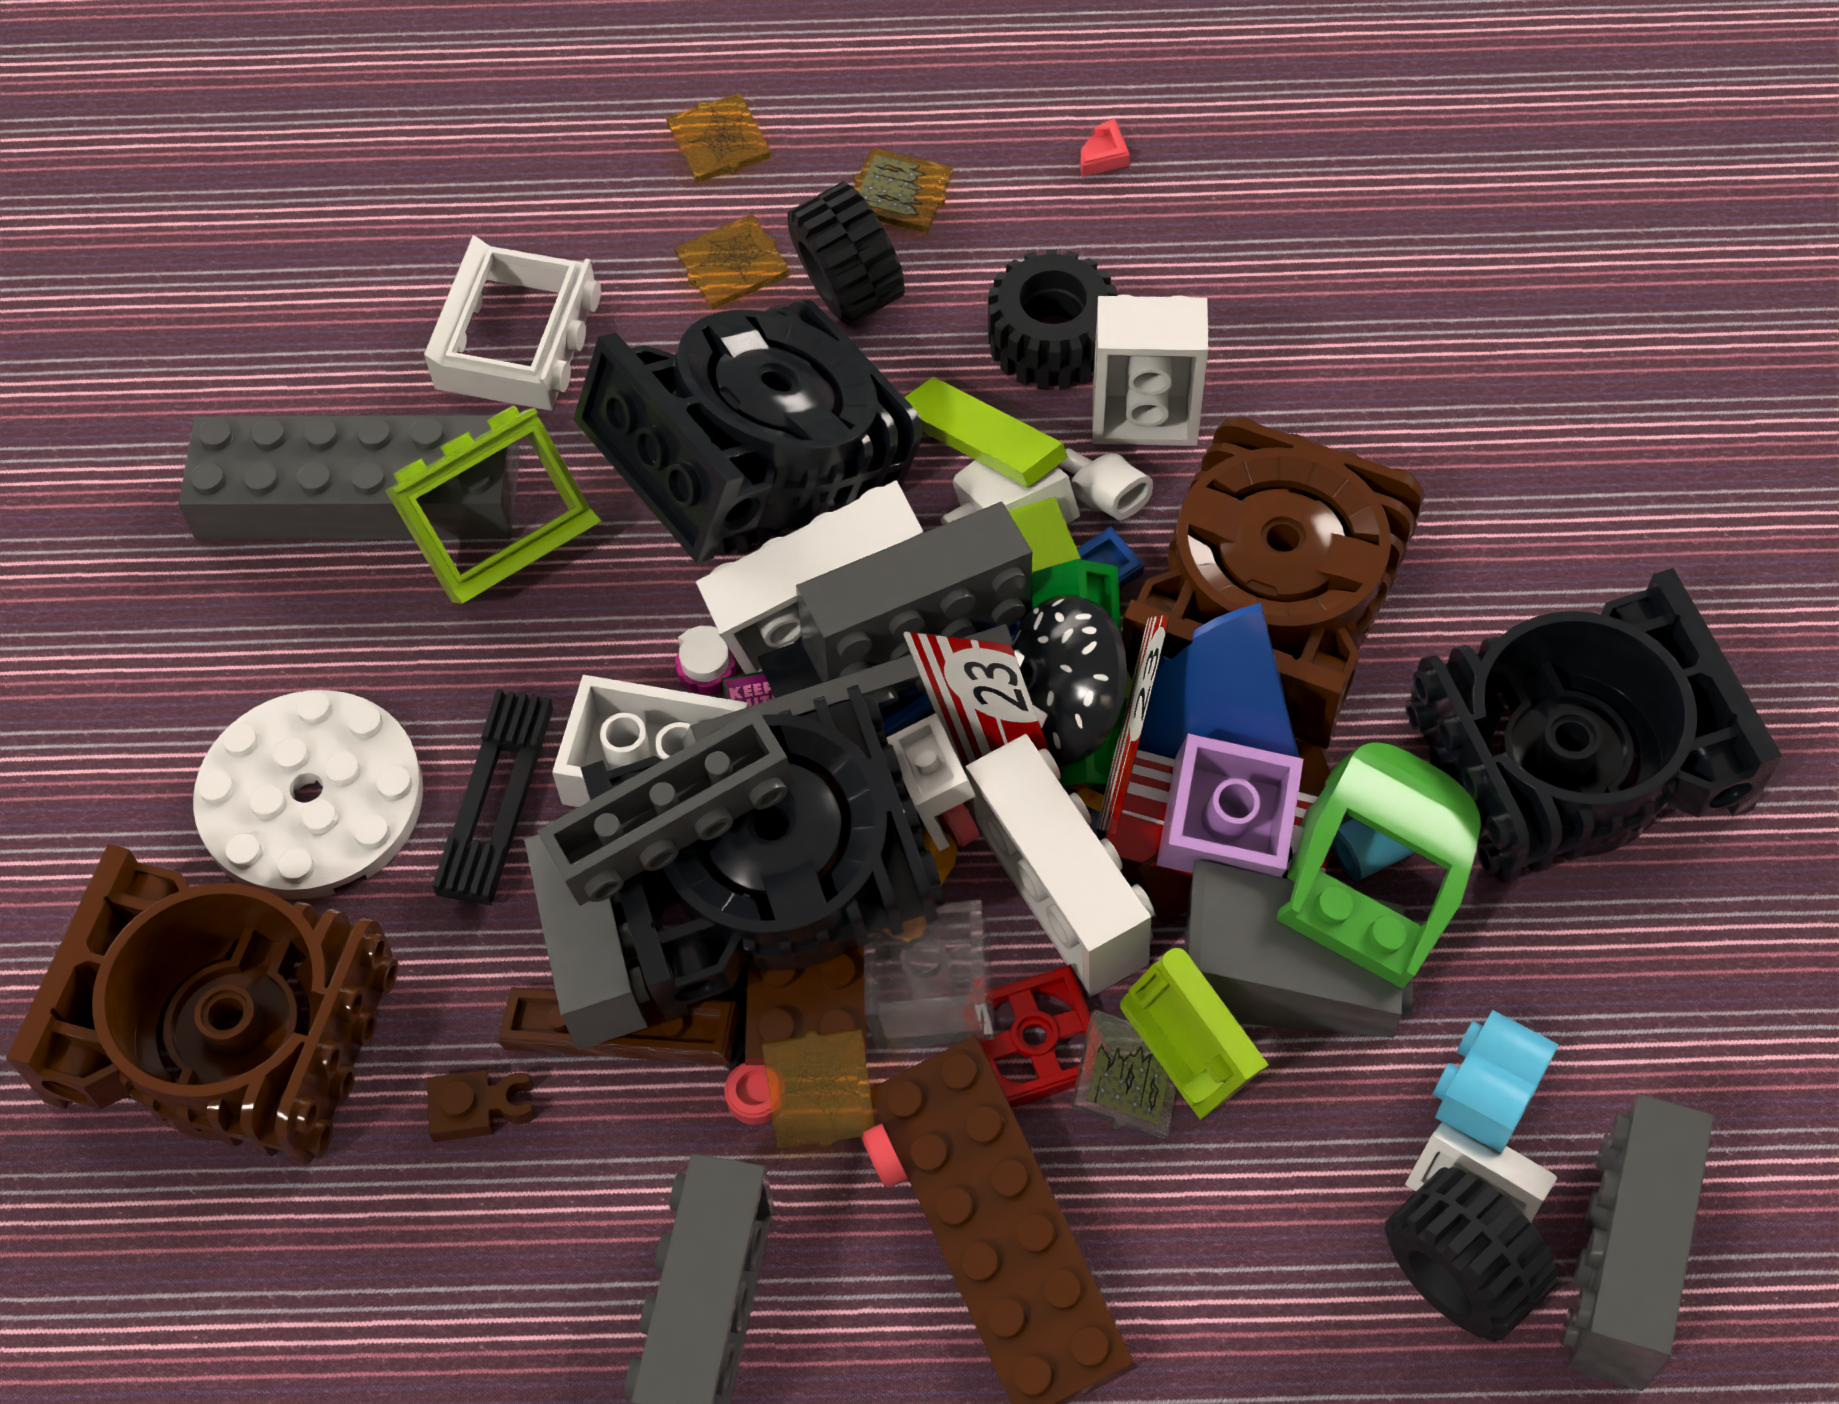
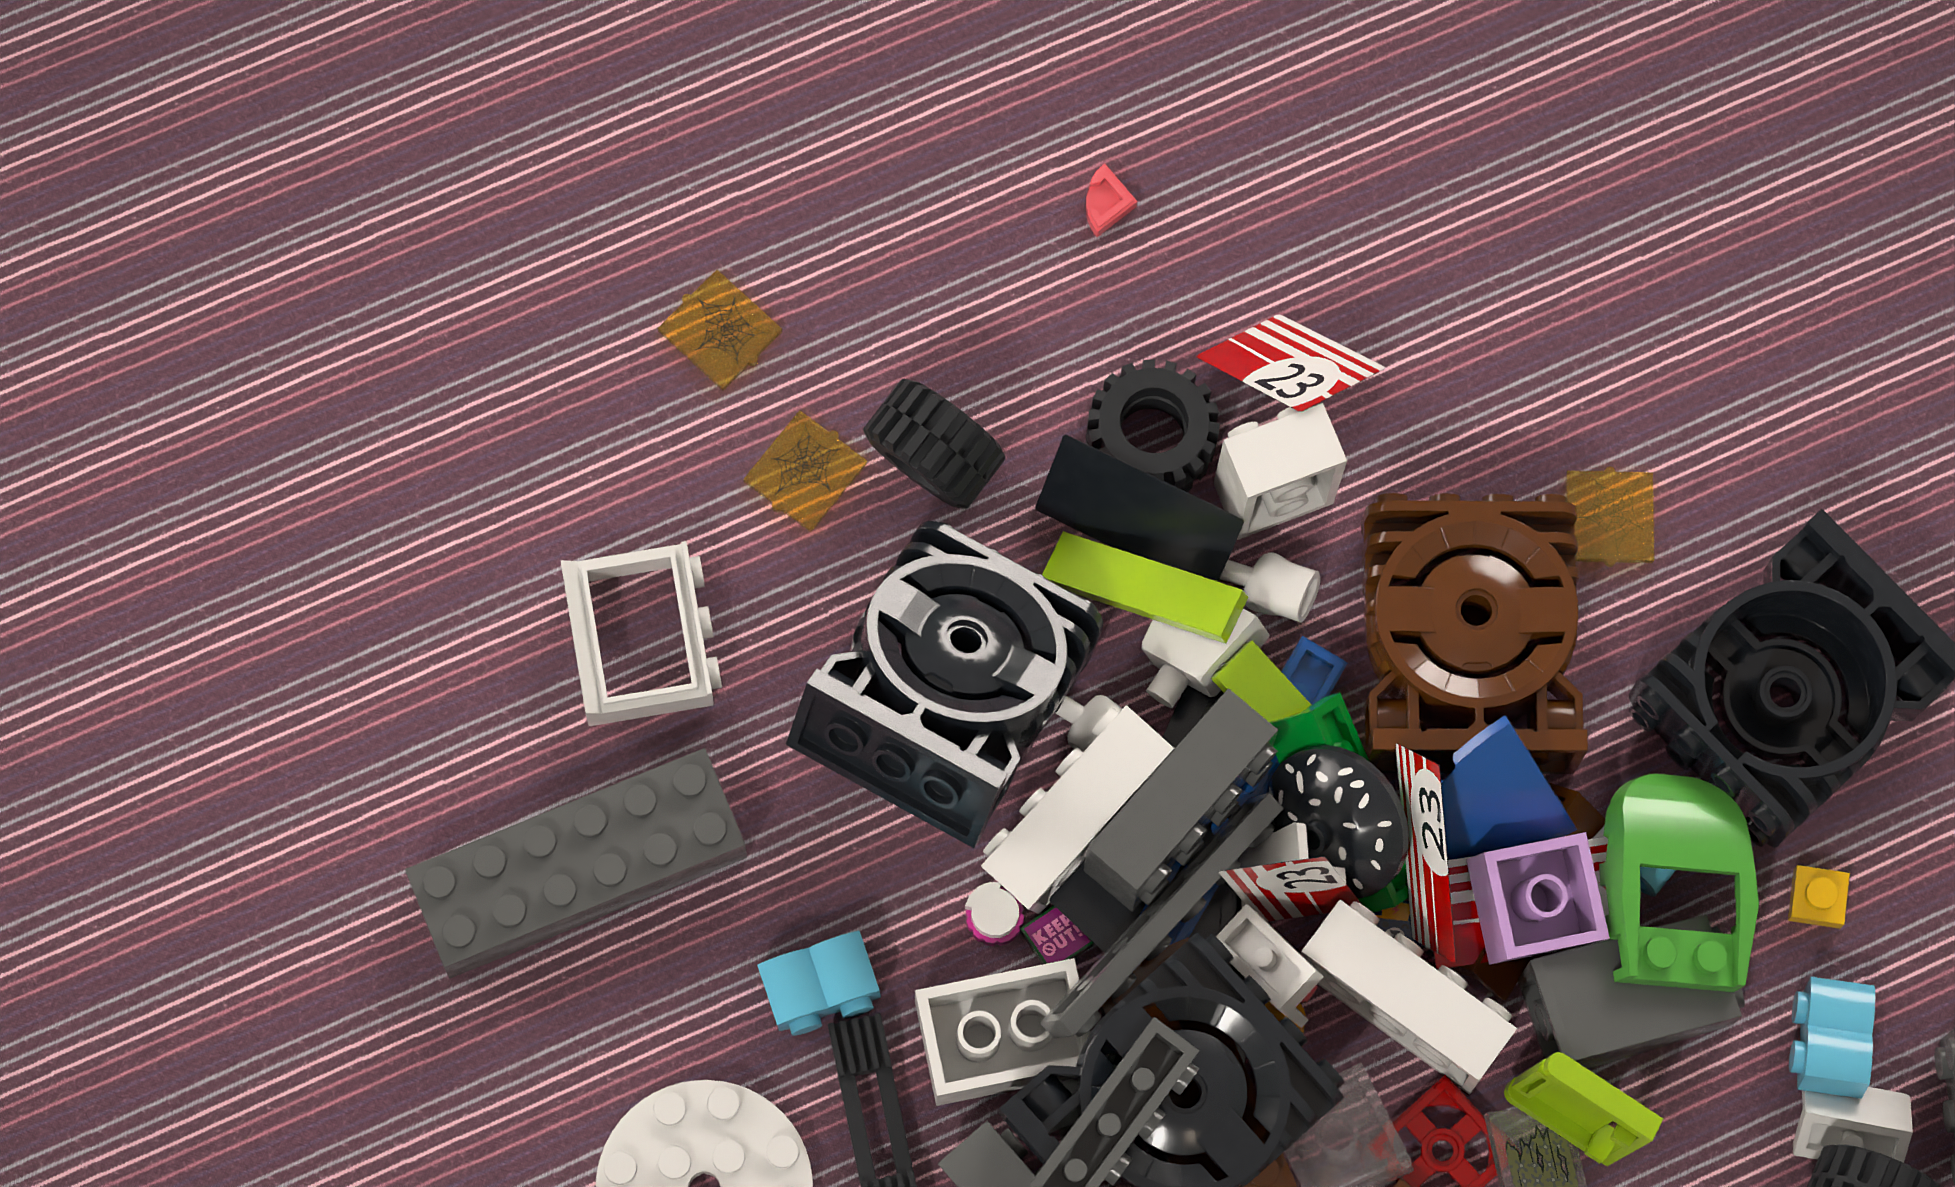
camera: 30 degrees left, 15 degrees up
(459, 456) = (696, 827): lime window -> none
(510, 653) = (819, 983): none -> medium azure brick
(903, 188) = (928, 324): piece -> none
(1003, 366) = (1136, 511): none -> black sticker
(1201, 289) = (1290, 362): none -> sticker
(1459, 543) = (1613, 515): none -> clear yellow piece
(1534, 947) = (1818, 896): none -> yellow plate

